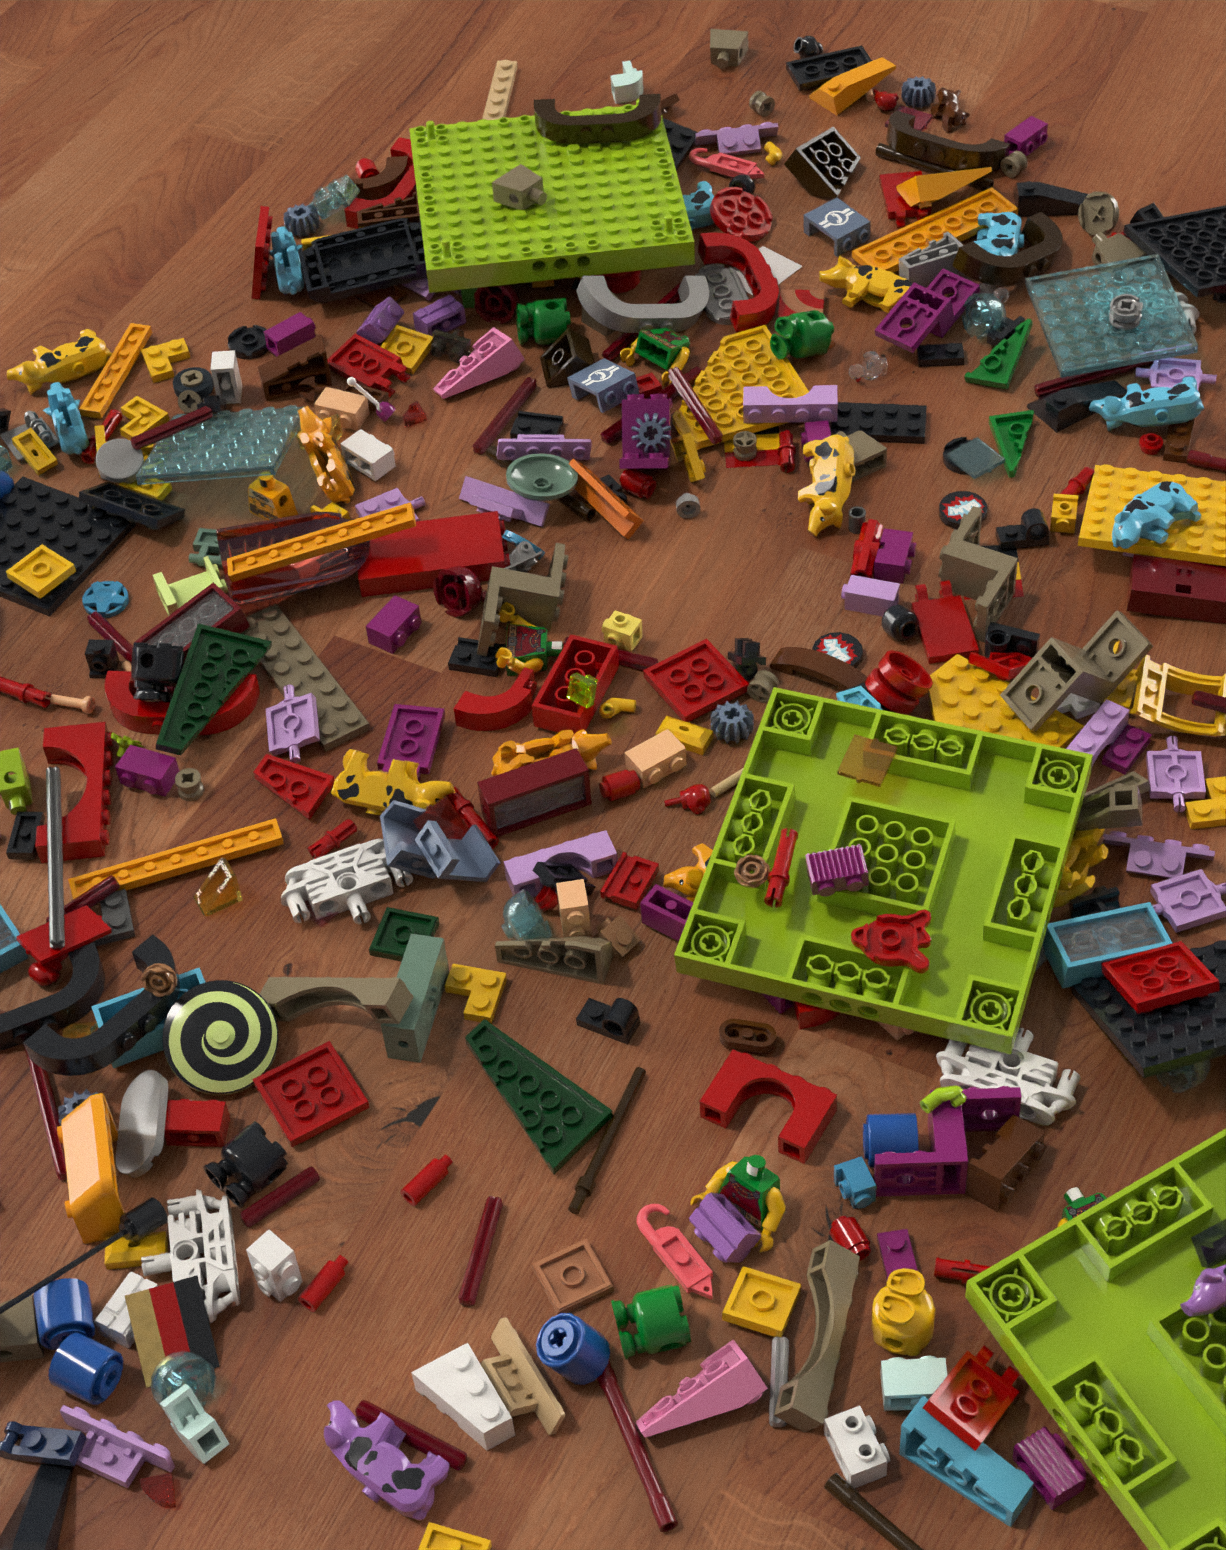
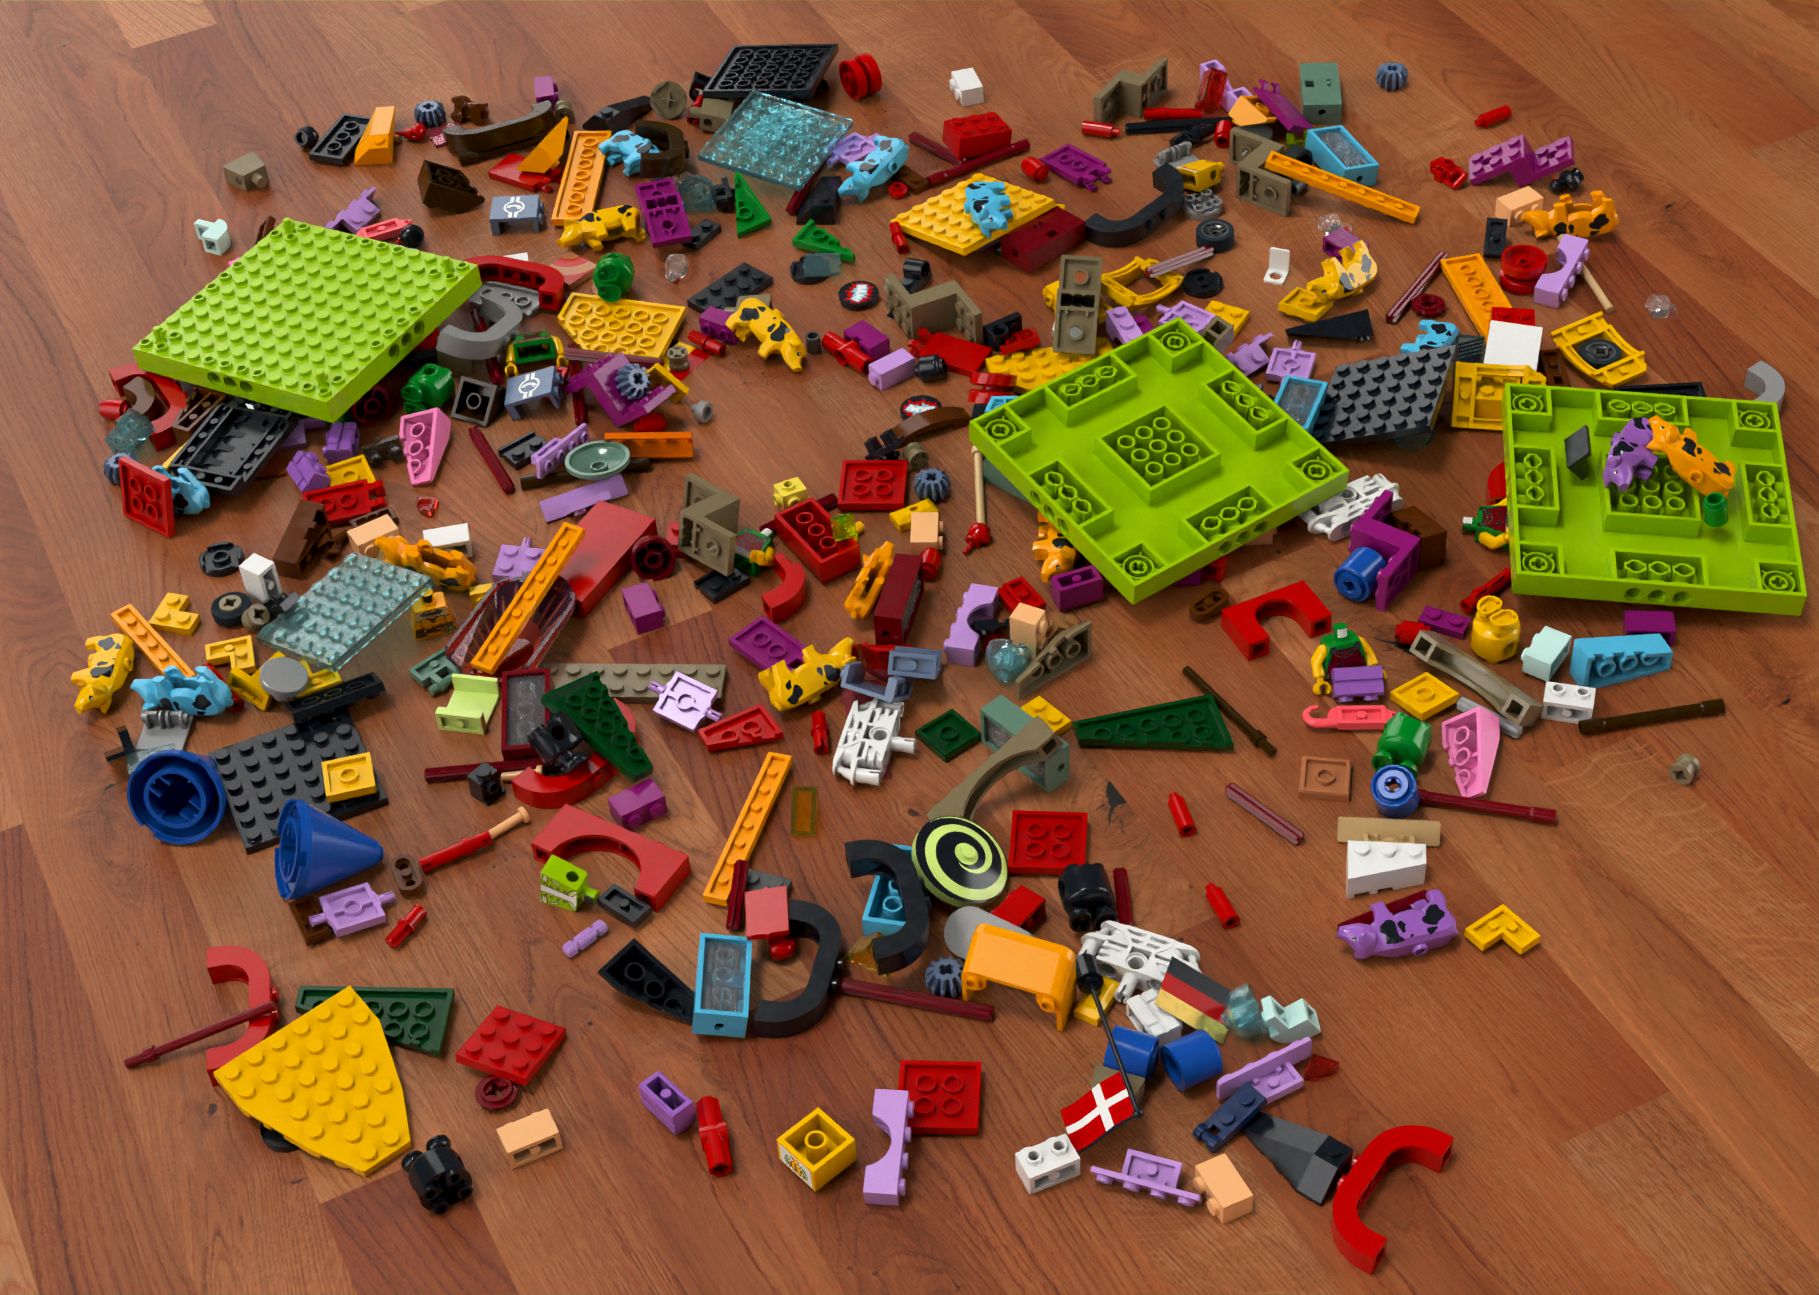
camera: 55 degrees left, 5 degrees down
(29, 443) = (191, 731): yellow piece -> none
(55, 858) = (685, 882): dark grey axle -> none
(104, 597) = (411, 758): dark azure wheel -> none
(124, 743) = (595, 806): lime plant -> none
(159, 979) = (902, 849): medium nougat plate -> none
(171, 428) = (290, 629): dark red axle -> none
(189, 784) = (677, 788): dark tan wheel -> none
(274, 1266) = (1194, 916): white brick -> none
(289, 334) = (254, 529): magenta brick -> none
(383, 409) = (406, 516): hinge -> none
(500, 90) = (124, 304): tan plate -> none
(516, 540) = (647, 502): dark azure wheel -> none
(519, 188) = (308, 314): dark tan torso -> none
(523, 557) = (667, 511): light grey hinge -> none
(598, 128) = (279, 258): dark brown arch -> none
(612, 1021) = (1135, 661): black plate -> none
(741, 214) = (443, 245): red tile -> none
(748, 864) = (1113, 510): medium nougat plate -> none
(761, 103) = (334, 185): dark tan wheel -> none
(764, 407) = (659, 327): lavender arch -> none
(775, 153) = (396, 207): yellow arm -> none
(779, 877) = (1129, 498): red pin -> none
(837, 870) = (1154, 470): magenta brick -> none
(855, 1182) = (1373, 609): dark azure brick -> none
(867, 760) = (1078, 412): clear orange piece -> none
(896, 940) = (1231, 477): red tile -> none
(925, 264) = (618, 184): light grey wedge -> none
(943, 1094) = (1369, 515): lime arm -> none
(973, 1397) = (1585, 625): red tile -> none
(1064, 513) = (917, 250): yellow brick -> none
(1125, 312) = (789, 128): light grey wheel -> none
(1160, 977) = (1353, 395): red plate -> none

